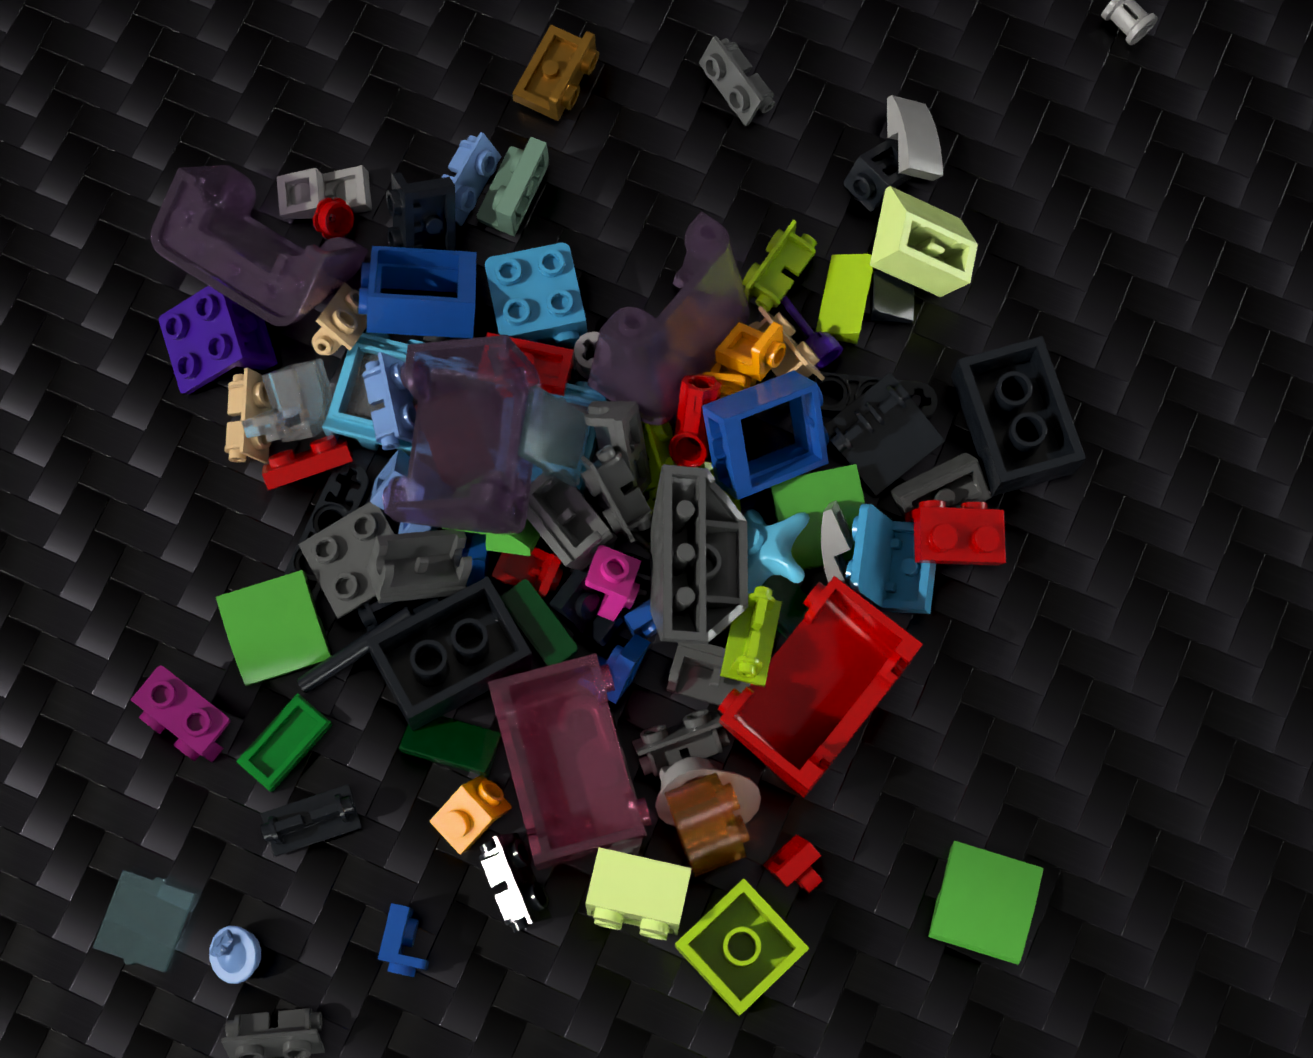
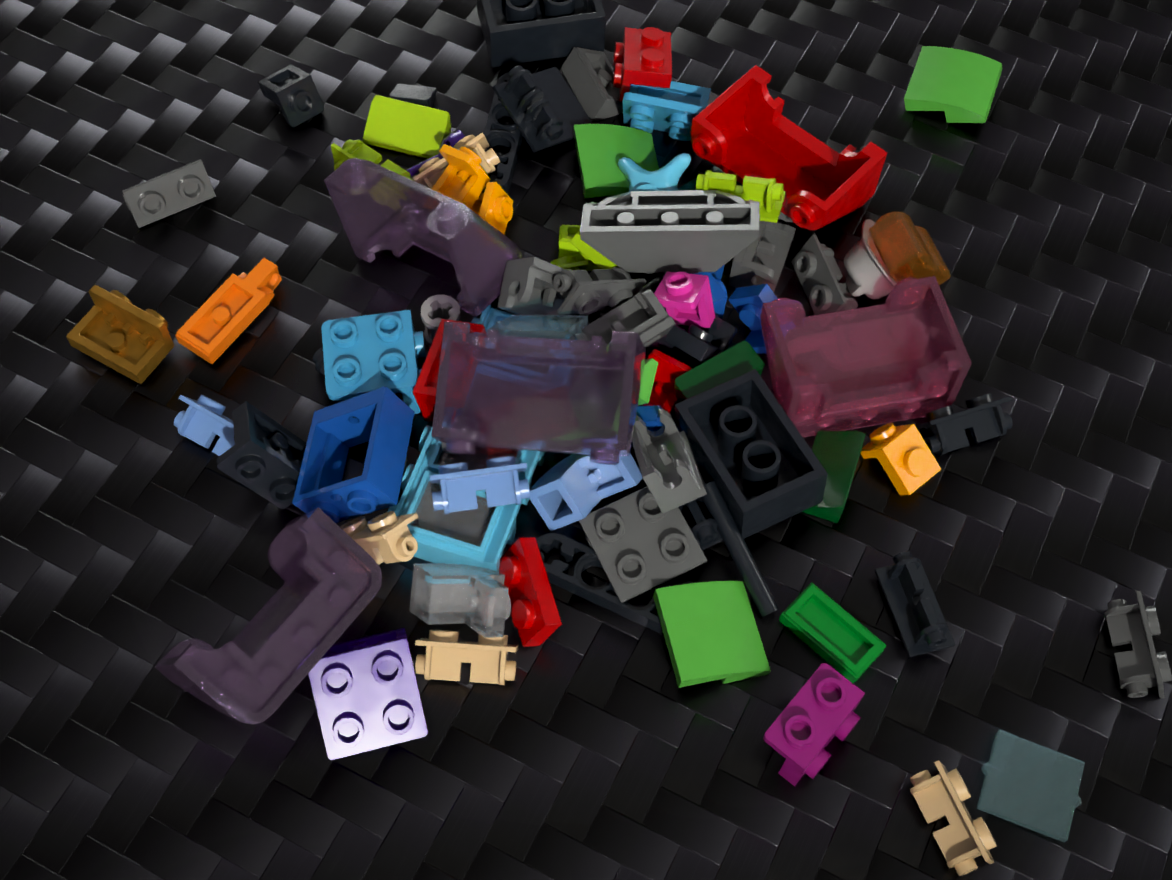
camera: 90 degrees left, 15 degrees down
(90, 853) = (964, 837): none -> tan hinge
(234, 954) = (1063, 681): medium blue hat -> none
(304, 189) = (209, 571): light grey slope -> none
(341, 221) = (245, 553): red plate -> none
(398, 933) = (1030, 525): blue bracket -> none
(514, 187) = (244, 374): sand green bracket -> none
(597, 162) = (229, 311): none -> orange hinge
(637, 893) = (982, 301): yellowish green slope -> none
(694, 392) = (526, 228): red piece -> none
(727, 442) = (543, 173): blue window -> none
(741, 947) = (1014, 240): lime brick -> none
(794, 864) = (931, 204): red tile -> none
(835, 540) = (650, 142): light grey slope -> none
(917, 138) = (253, 63): light grey slope -> none
(922, 244) = (373, 58): yellowish green slope -> none

